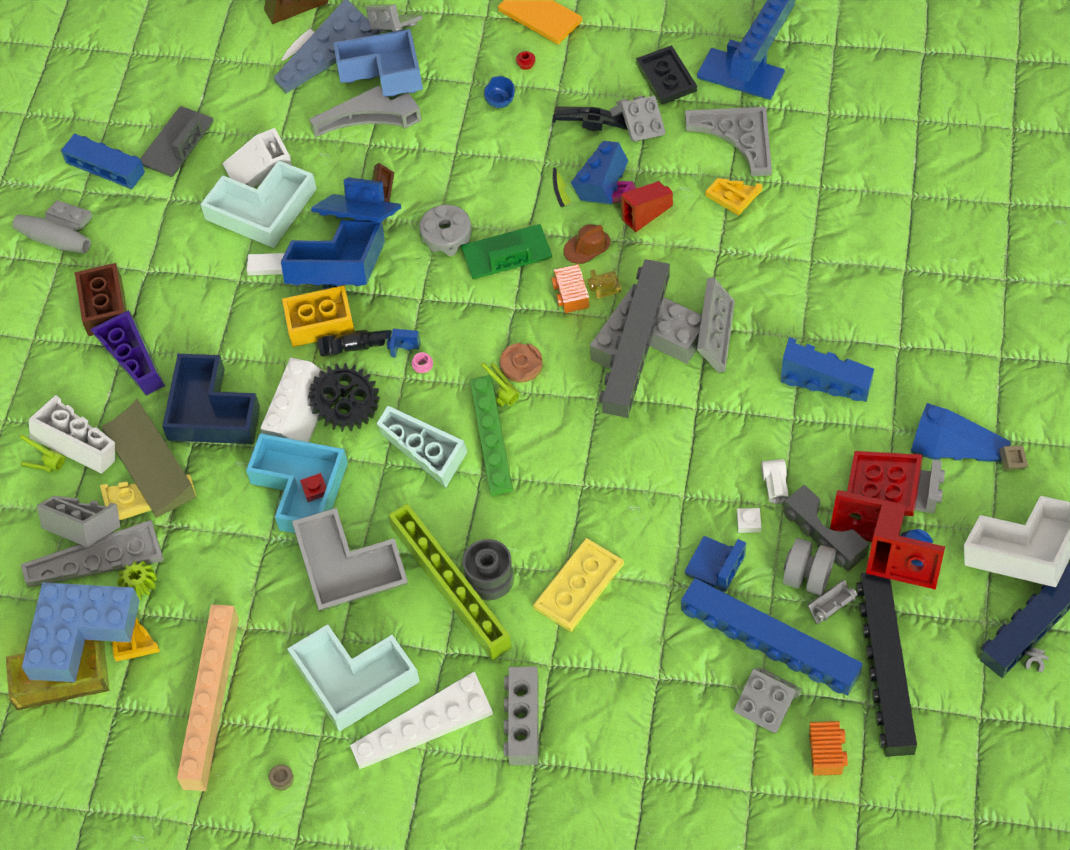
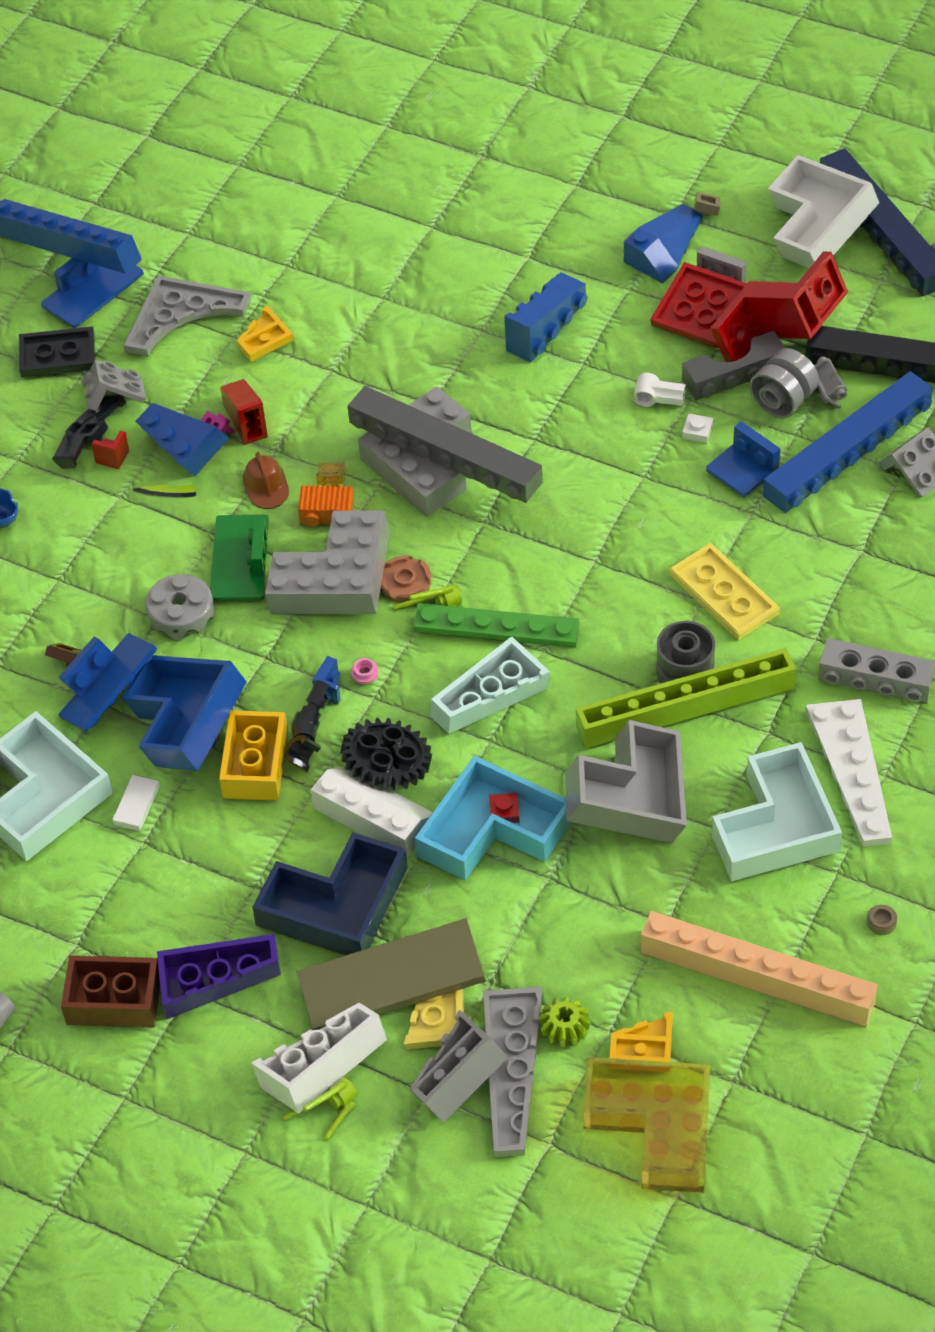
camera: 75 degrees left, 5 degrees down
(67, 618) = (622, 1080): medium blue piece -> none
(505, 319) = (337, 580): none -> light grey piece
(580, 141) = (111, 452): none -> red panel
(716, 325) = (447, 384): light grey tile -> none

